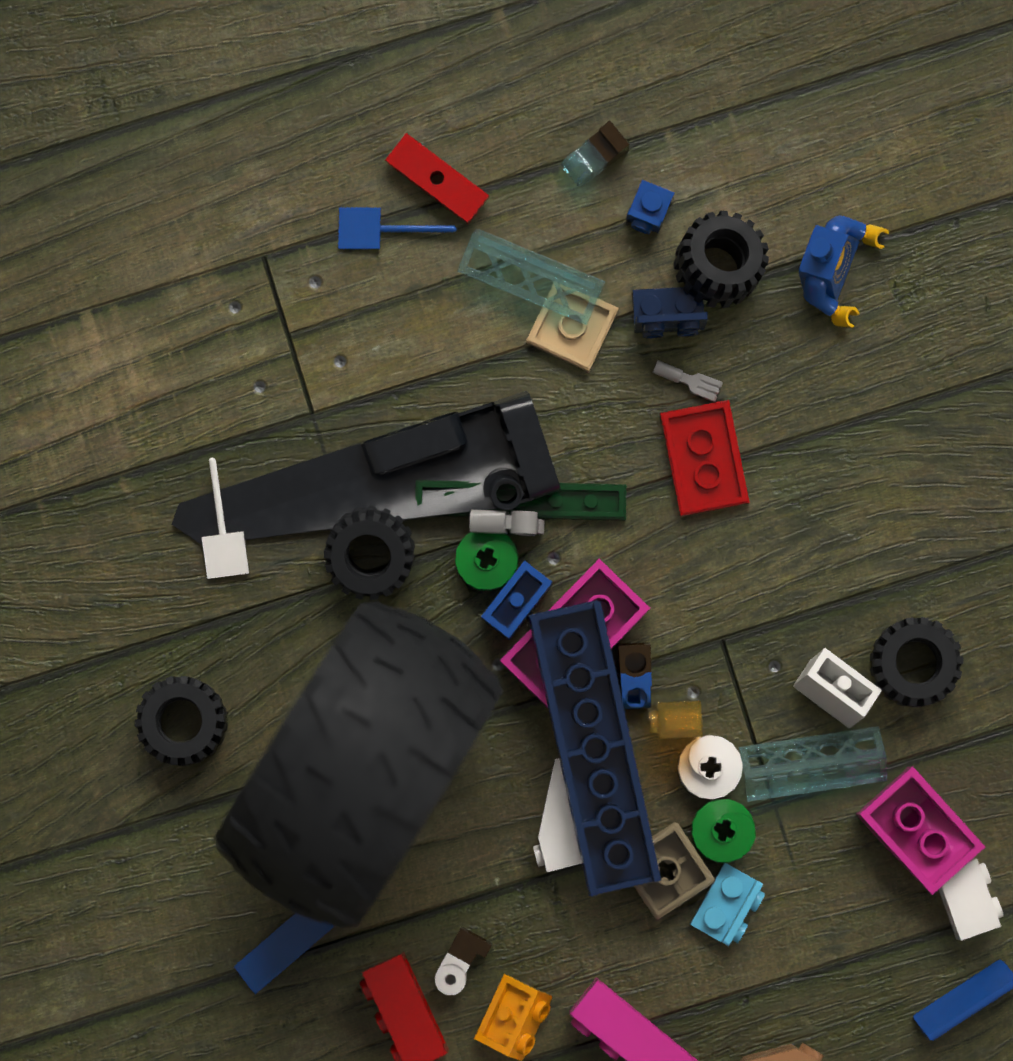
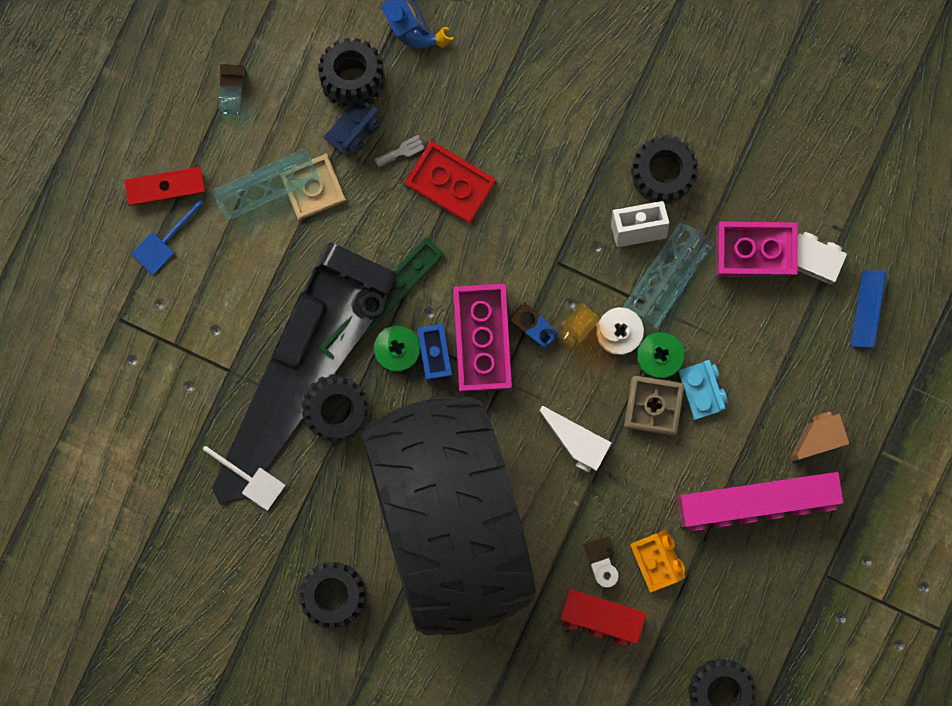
camera: 50 degrees left, 0 degrees up
(280, 950) = (506, 653): blue slope -> none
(499, 522) = (384, 322): light grey bar -> none
(594, 747) = (553, 382): dark blue tile -> none
(649, 208) = (287, 87): blue bracket -> none

